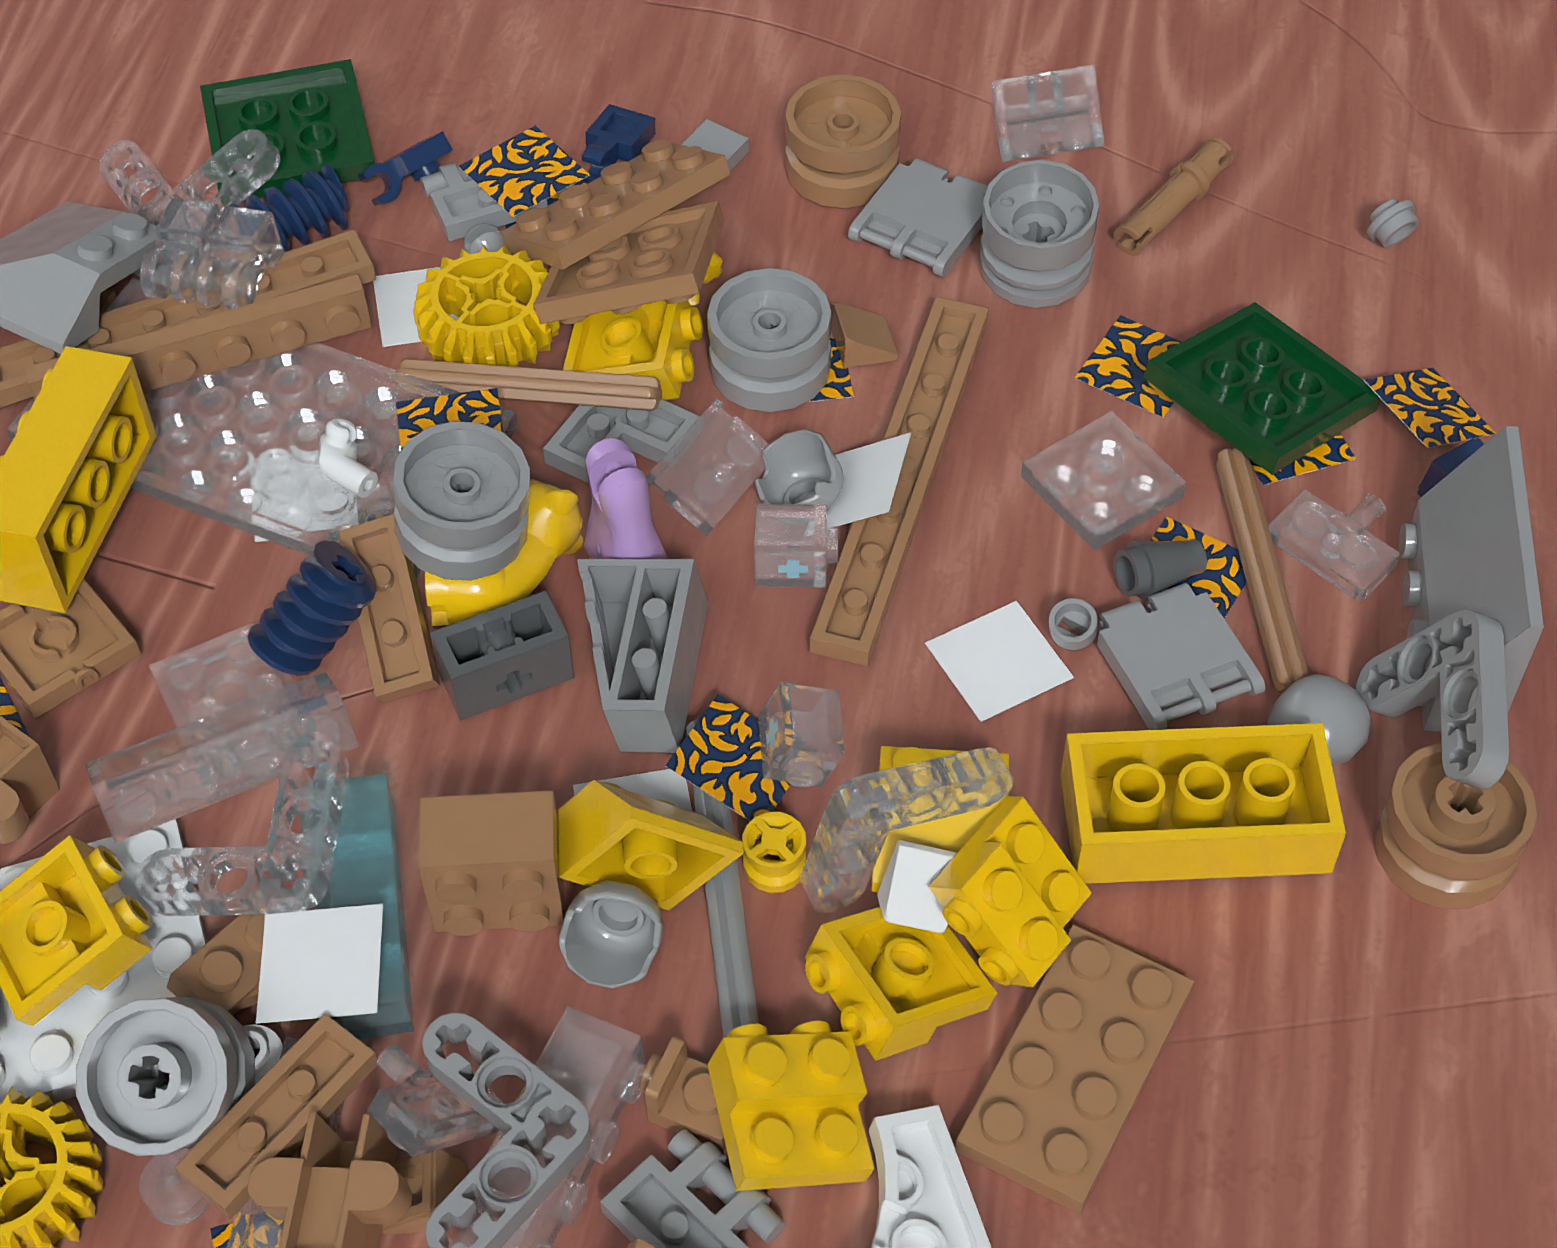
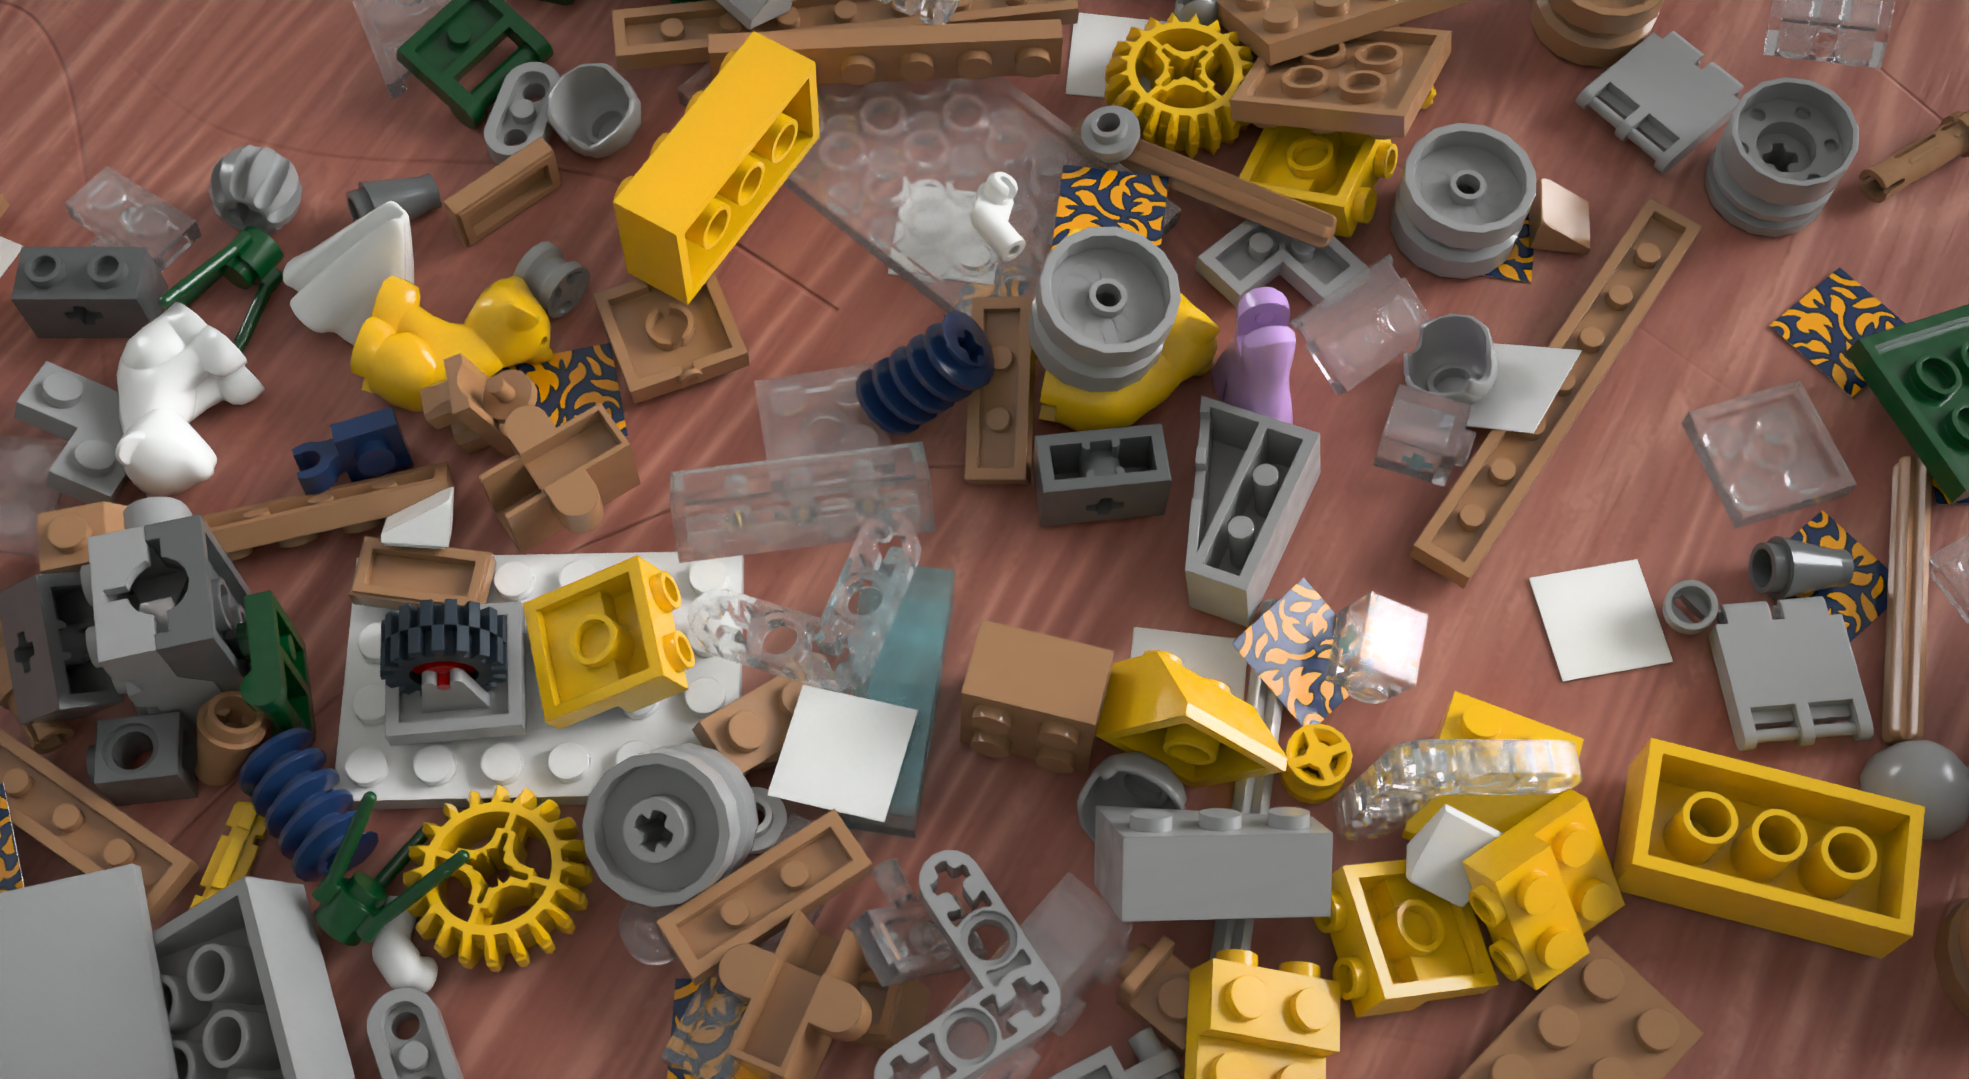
camera: 15 degrees right, 10 degrees up
(432, 363) = (1114, 145): none -> light grey plate
(698, 953) = (1212, 863): none -> light grey wedge

